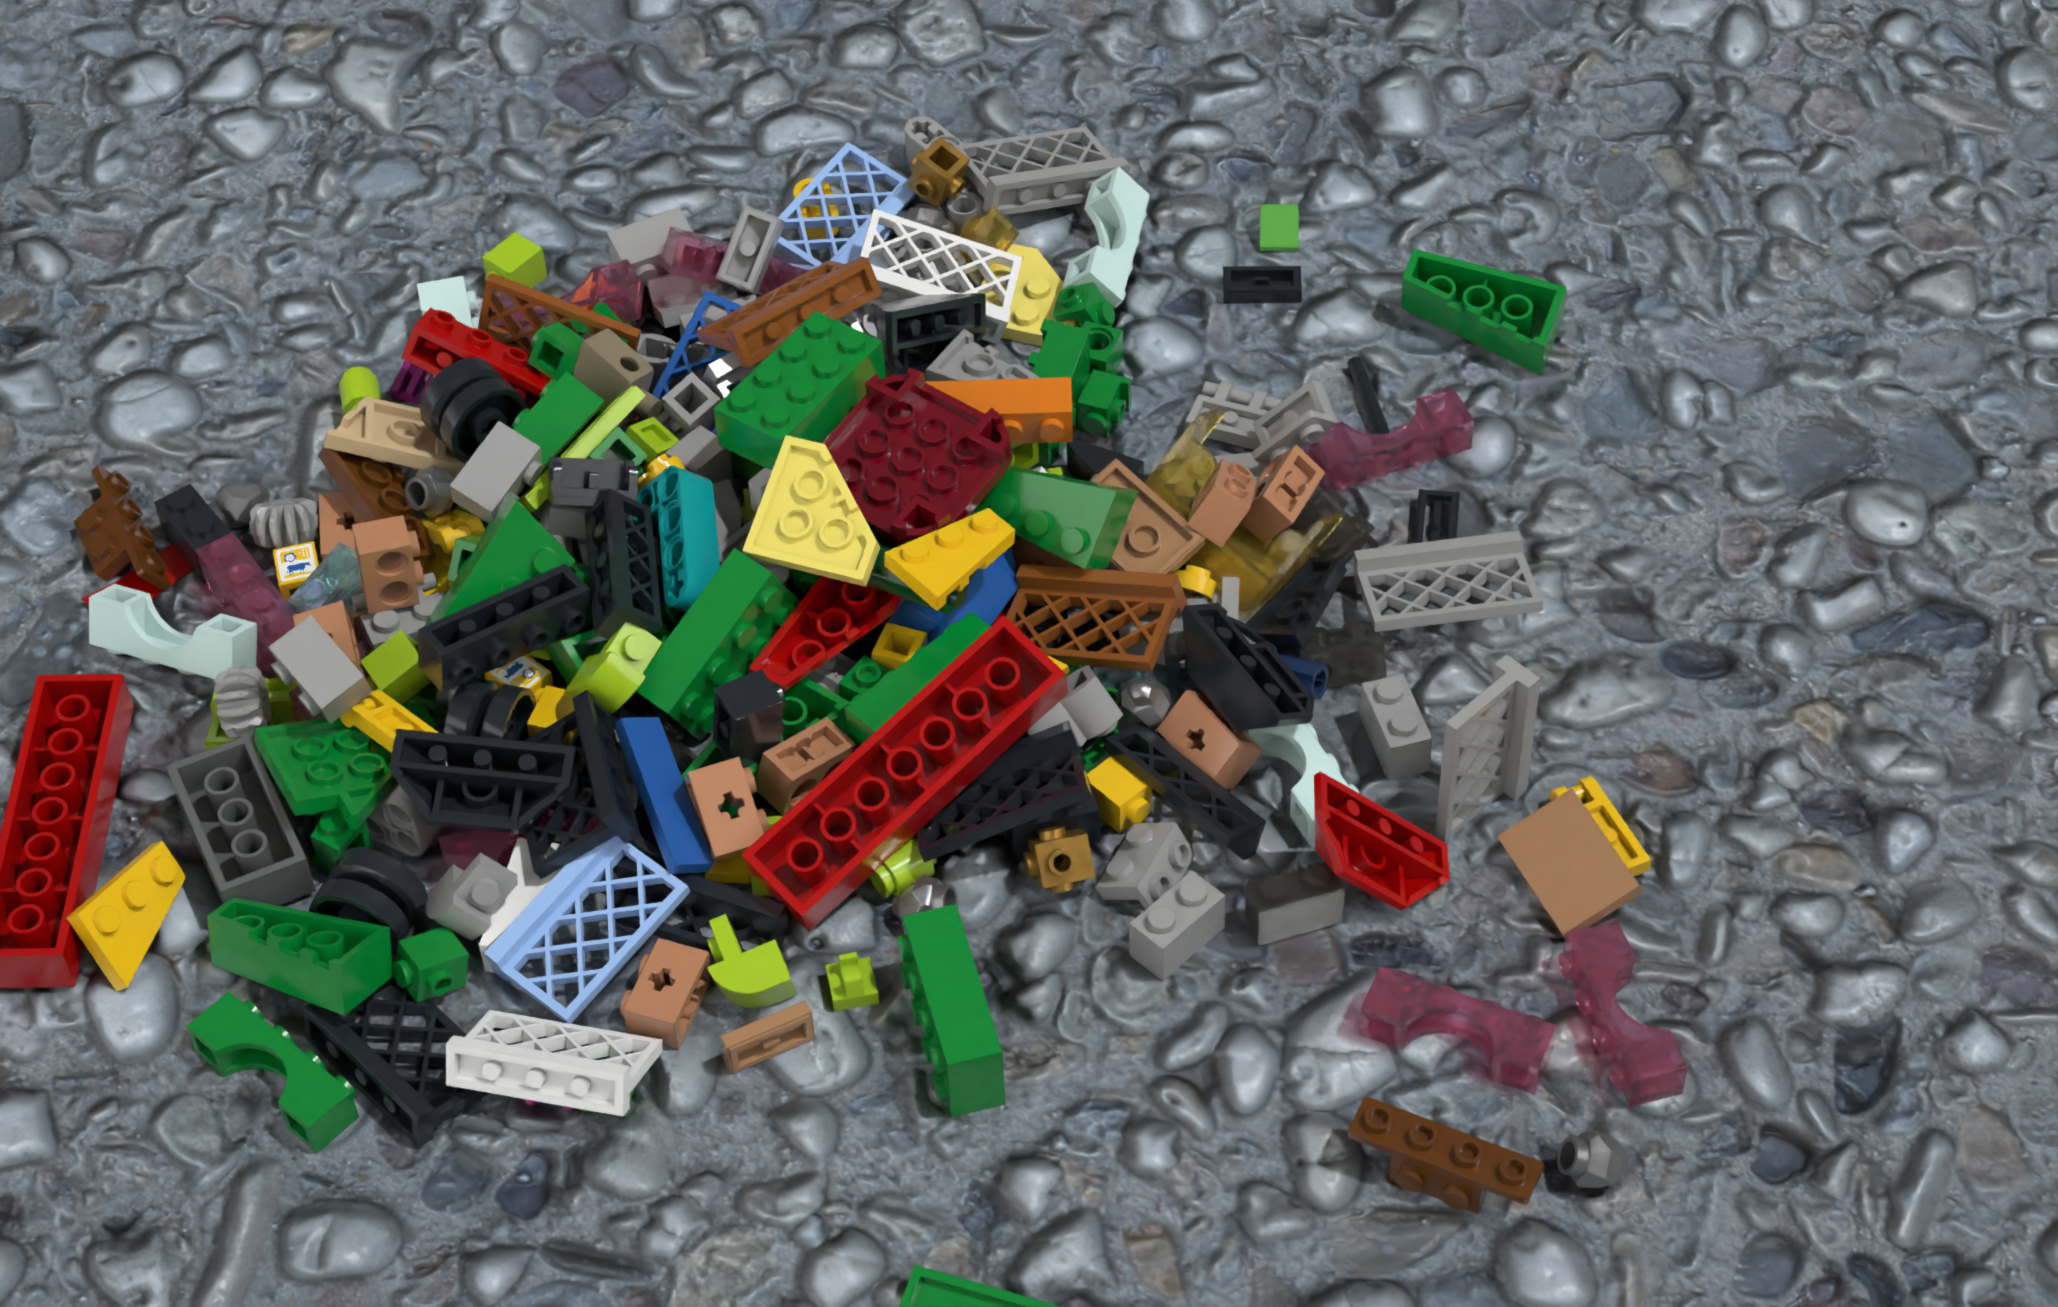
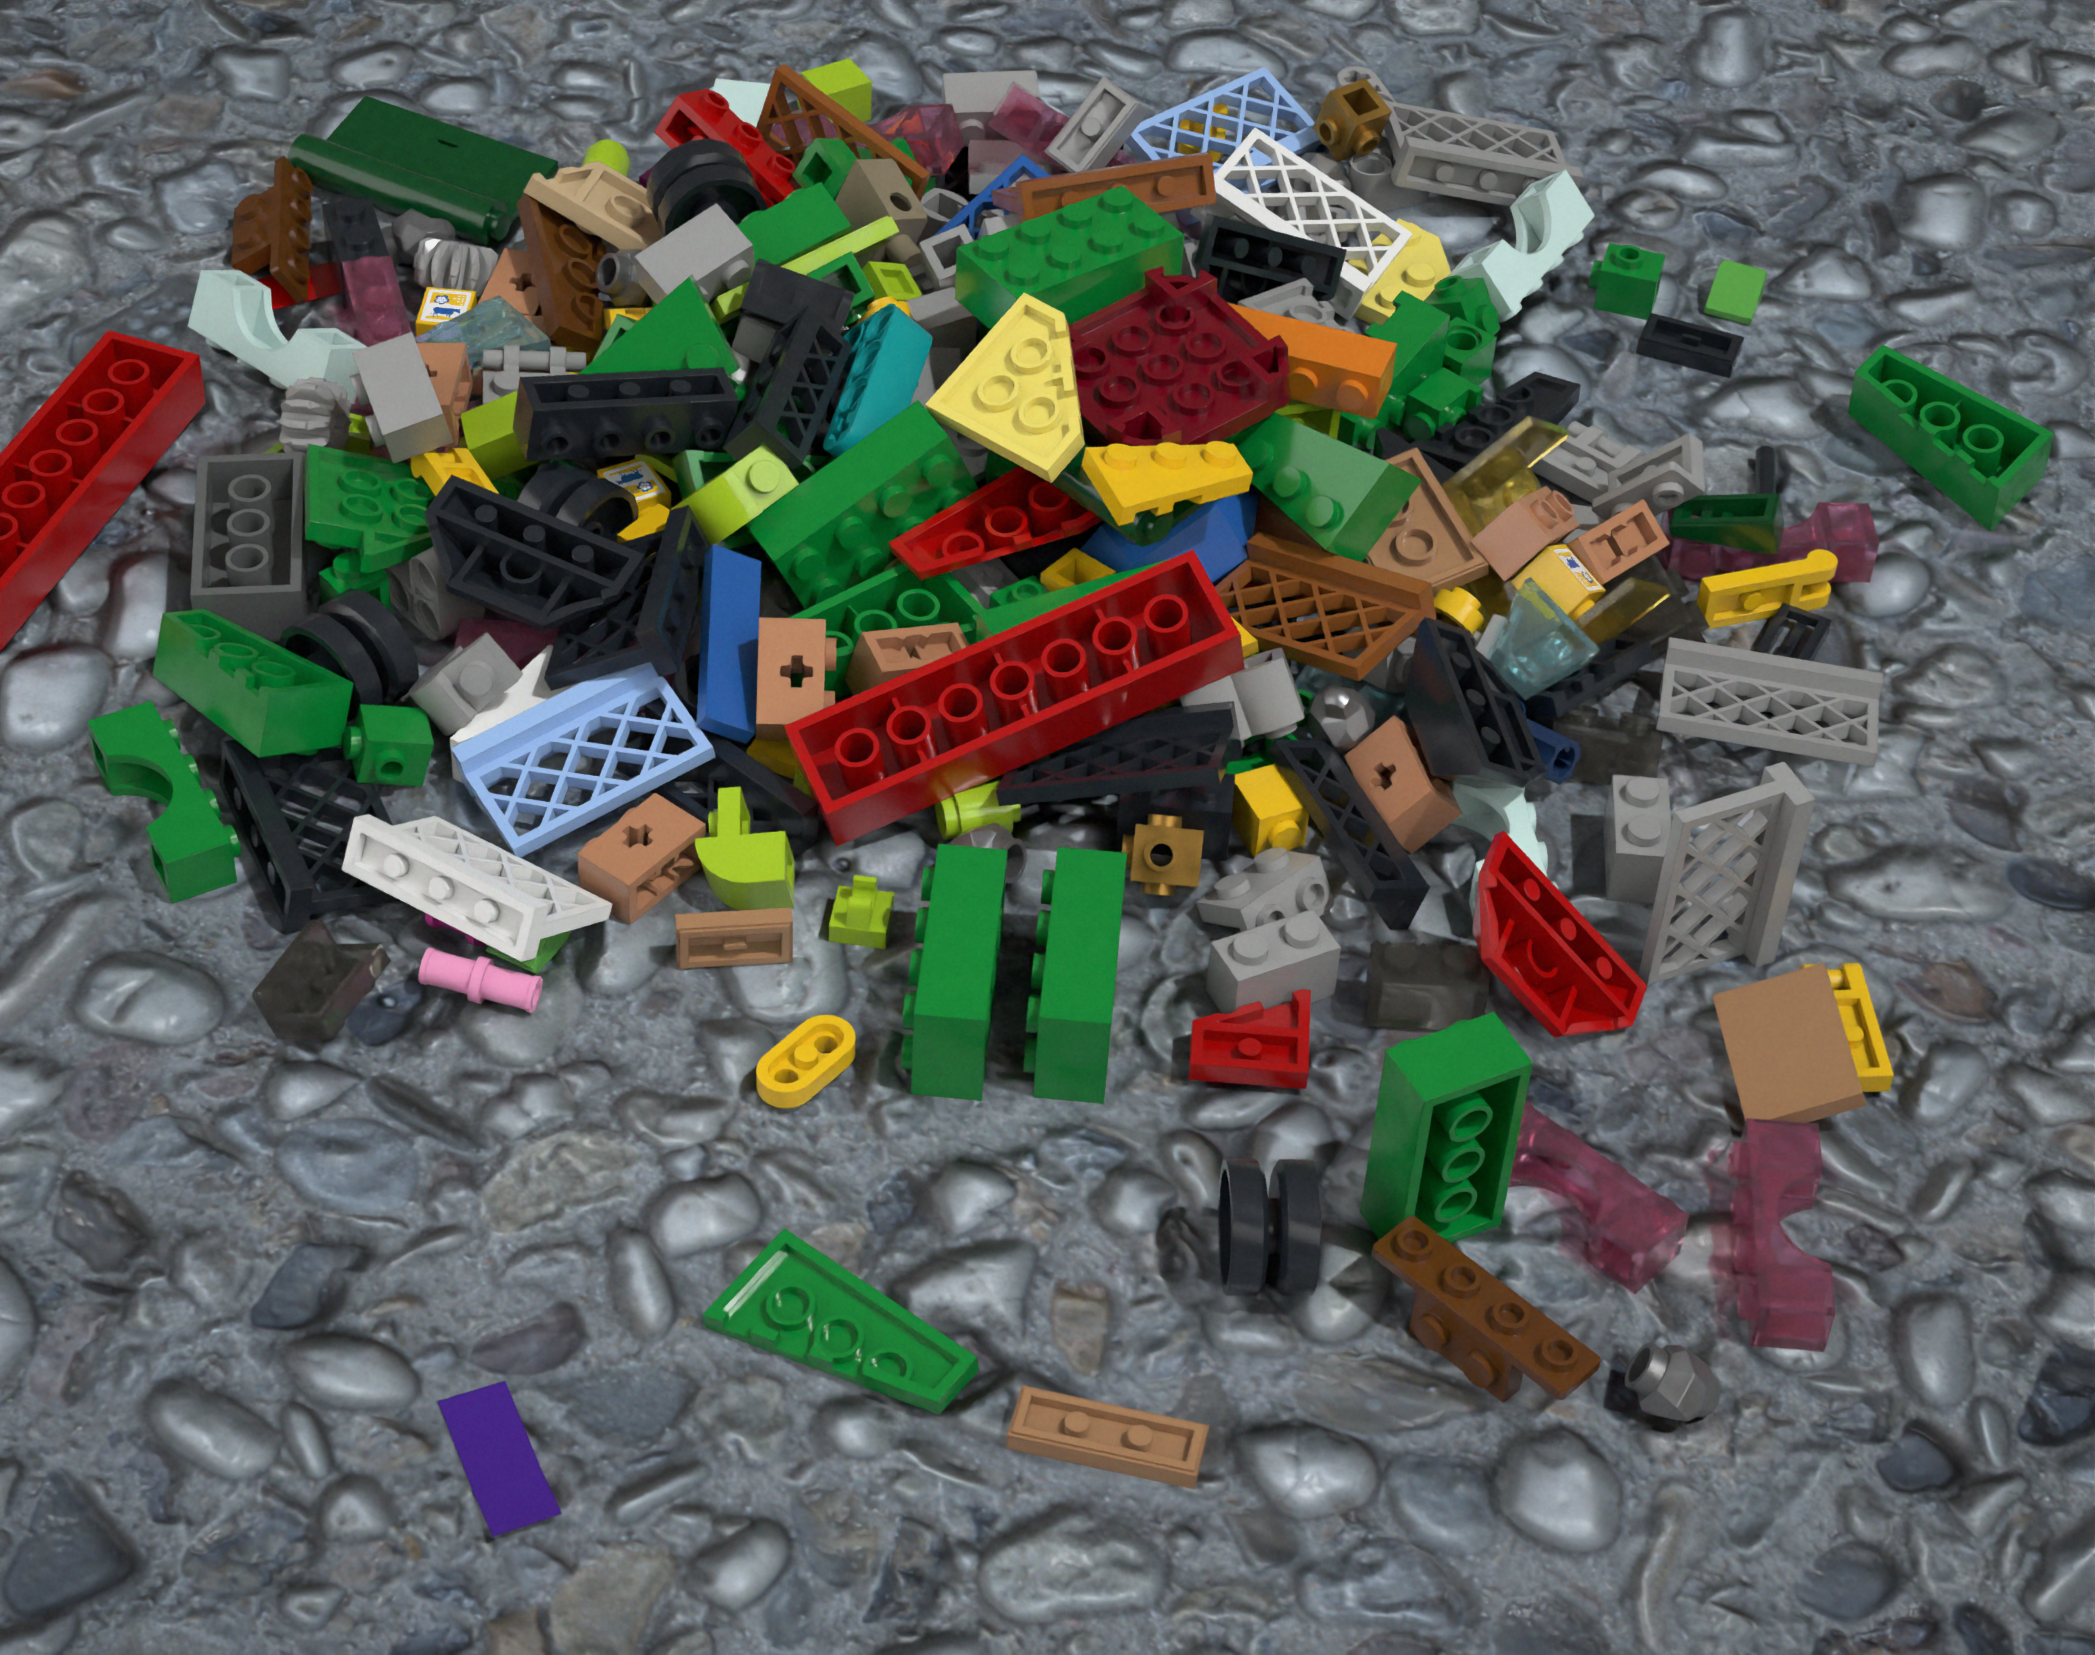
camera: 15 degrees right, 5 degrees down
(127, 913) = (87, 594): yellow wing -> none
(212, 437) = (424, 166): none -> dark green door
(387, 563) = (528, 316): nougat brick -> none
(471, 1185) = (317, 984): none -> clear smoke bracket
(590, 1137) = (480, 980): none -> bright pink pin
(748, 717) = (858, 583): black brick -> none
(863, 1123) = (798, 1069): none -> yellow plate
(989, 230) = (1390, 196): clear yellow brick -> none
(1042, 982) = (1075, 975): none -> green brick
(1157, 409) = (1533, 396): none -> black wing
(1188, 991) = (1254, 1045): none -> red wing
(1195, 244) = (1627, 281): none -> green brick
(1262, 538) = (1563, 580): none -> yellow brick
(1264, 590) = (1539, 643): none -> clear light blue wing
(1267, 1141) = (1275, 1227): none -> black wheel
(1371, 1027) = (1447, 1129): none -> green brick
(1374, 437) = (1732, 521): none -> dark green slope
(1401, 486) = (1762, 590): none -> yellow plate

